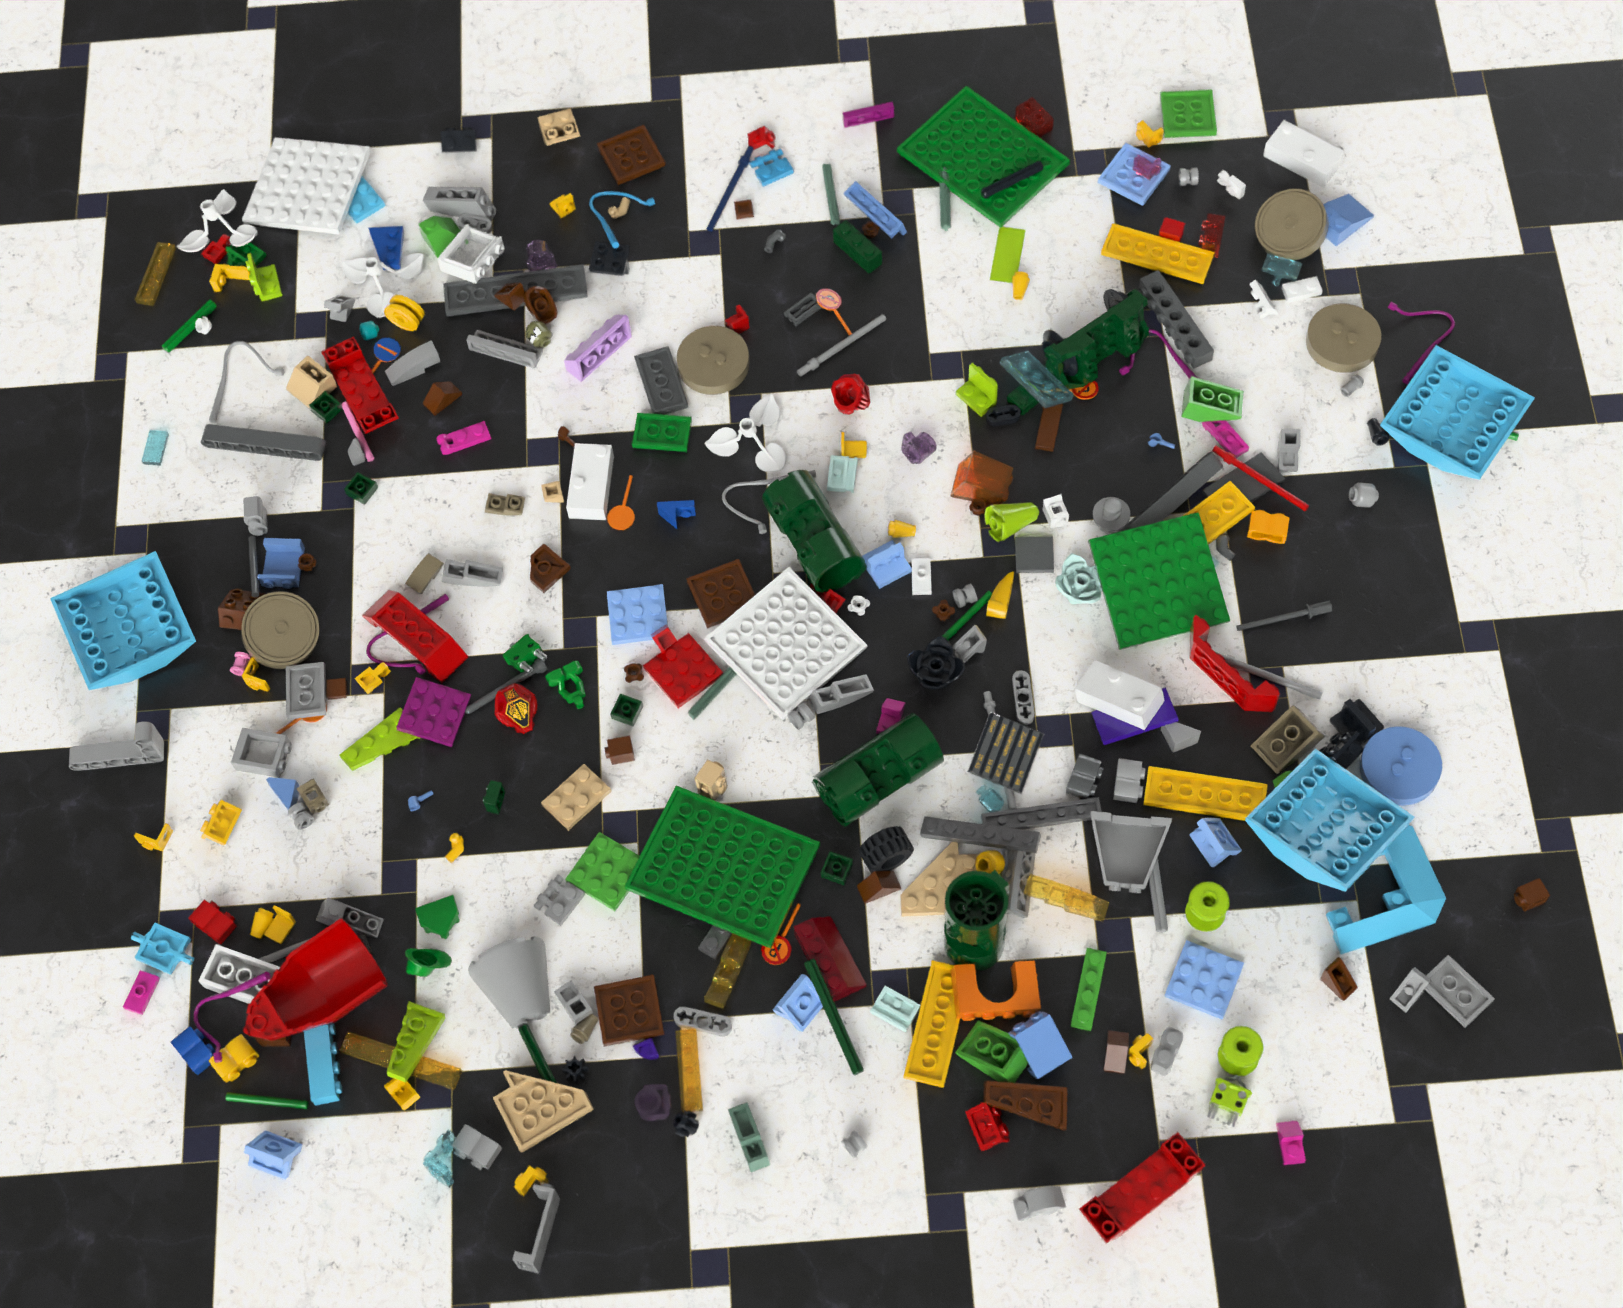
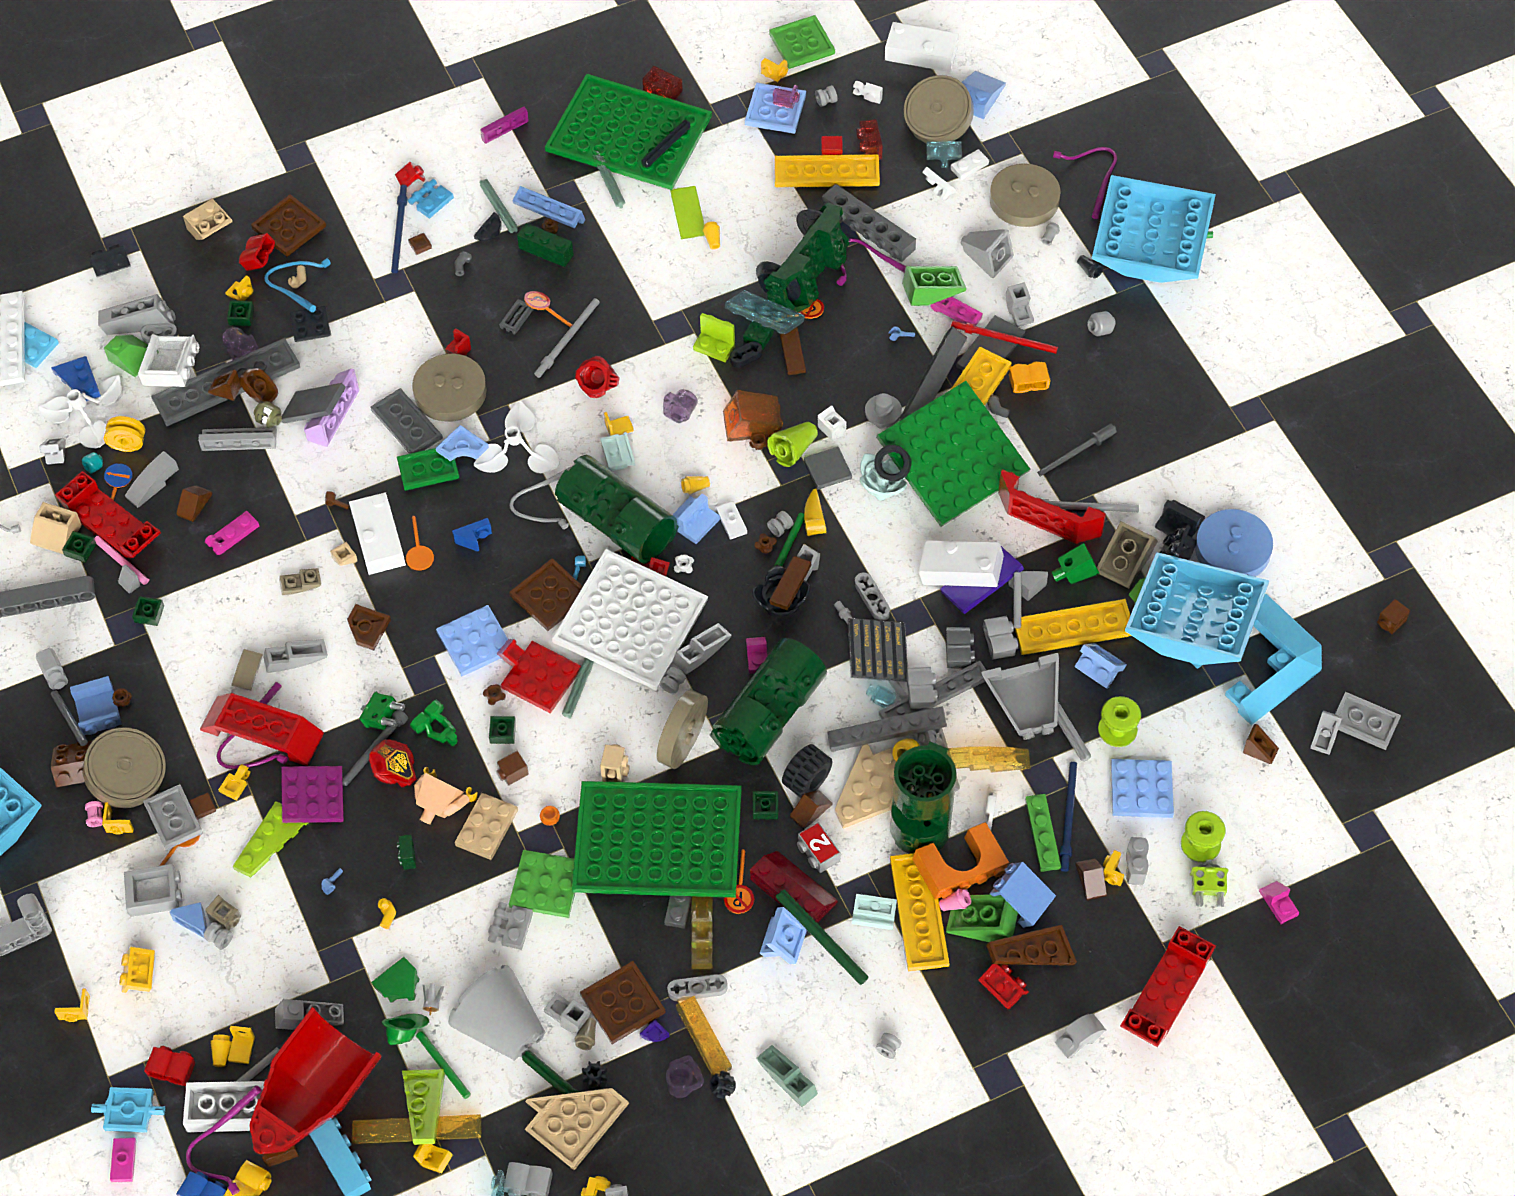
camera: 25 degrees left, 5 degrees down
(447, 1009) = (443, 1064): none -> green bar
(458, 947) = (431, 1003): none -> flat silver piece
(543, 754) = (439, 797): none -> light nougat torso
(554, 227) = (240, 313): none -> dark green piece
(580, 337) = (313, 403): none -> dark grey tile
(591, 172) = (257, 251): none -> red brick
(636, 807) = (549, 815): none -> orange plate
(700, 419) = (462, 443): none -> light blue tile
(762, 570) = (580, 561): none -> dark azure hand
(784, 768) = (682, 729): none -> dark tan brick
(814, 214) = (489, 229): none -> black tile
(869, 927) = (818, 847): none -> brick
(947, 659) = (790, 582): none -> reddish brown tile
(976, 1027) = (957, 900): none -> bright pink cone
(1028, 805) = (920, 687): none -> light grey brick
(1046, 949) = (990, 809): none -> white tile
(1078, 568) = (878, 463): none -> black tyre
(1103, 1015) = (1066, 849): none -> dark blue bar
(1159, 749) = (1017, 600): none -> light grey bar
(1232, 734) = (1076, 565): none -> green torso
(1283, 384) = (989, 249): none -> light grey slope

